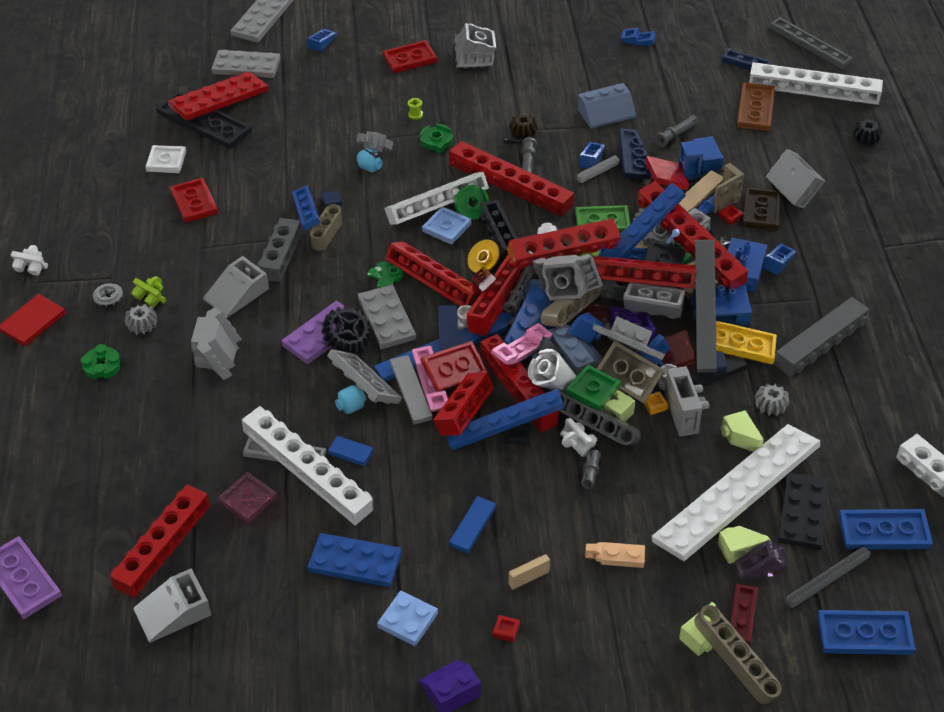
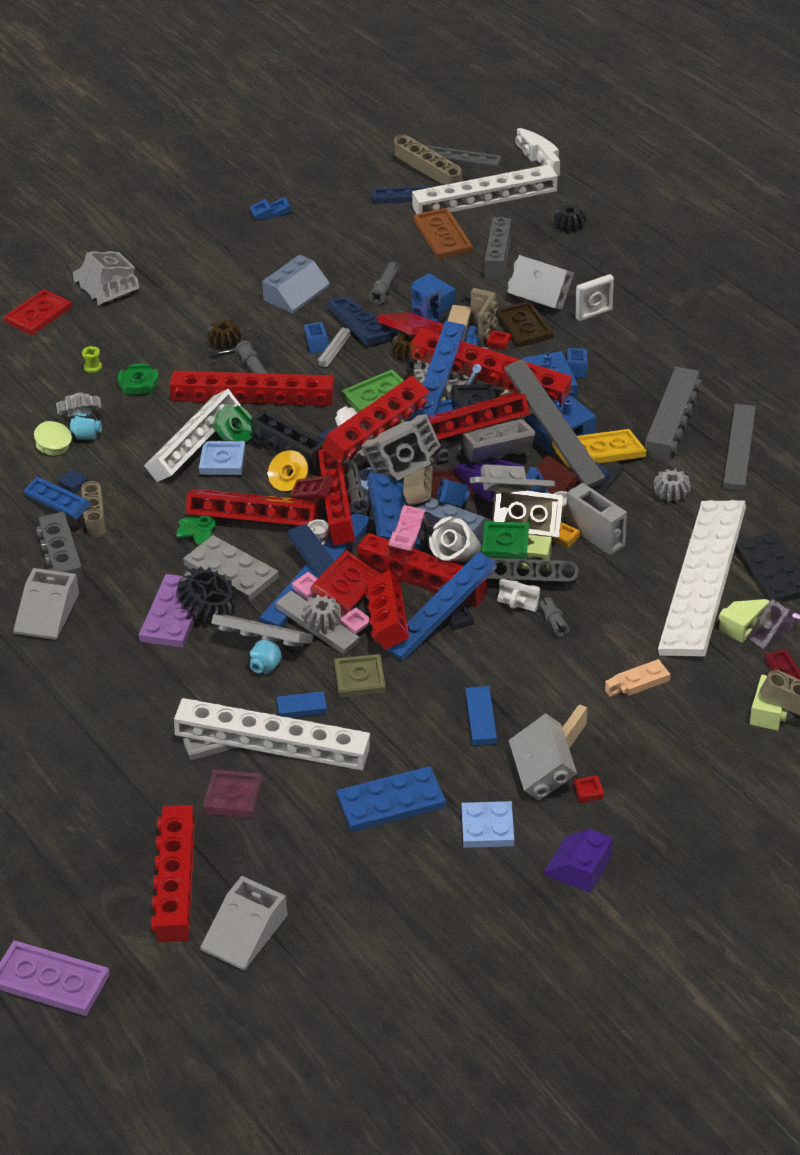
camera: 30 degrees left, 5 degrees down
(215, 343) = (71, 666): light grey slope -> none
(341, 159) = (52, 438): none -> yellowish green piece
(410, 447) = (359, 675): none -> olive tile
(413, 384) = (321, 613): none -> light grey gear
(483, 584) = (542, 757): none -> light grey piece
(741, 431) = (668, 524): yellowish green slope -> none
(786, 41) = (427, 160): none -> dark tan beam
(787, 135) = (498, 248): none -> dark grey brick
(830, 209) = (594, 297): none -> white tile
(858, 390) = (739, 447): none -> dark grey tile
(887, 64) = (538, 149): none -> white slope

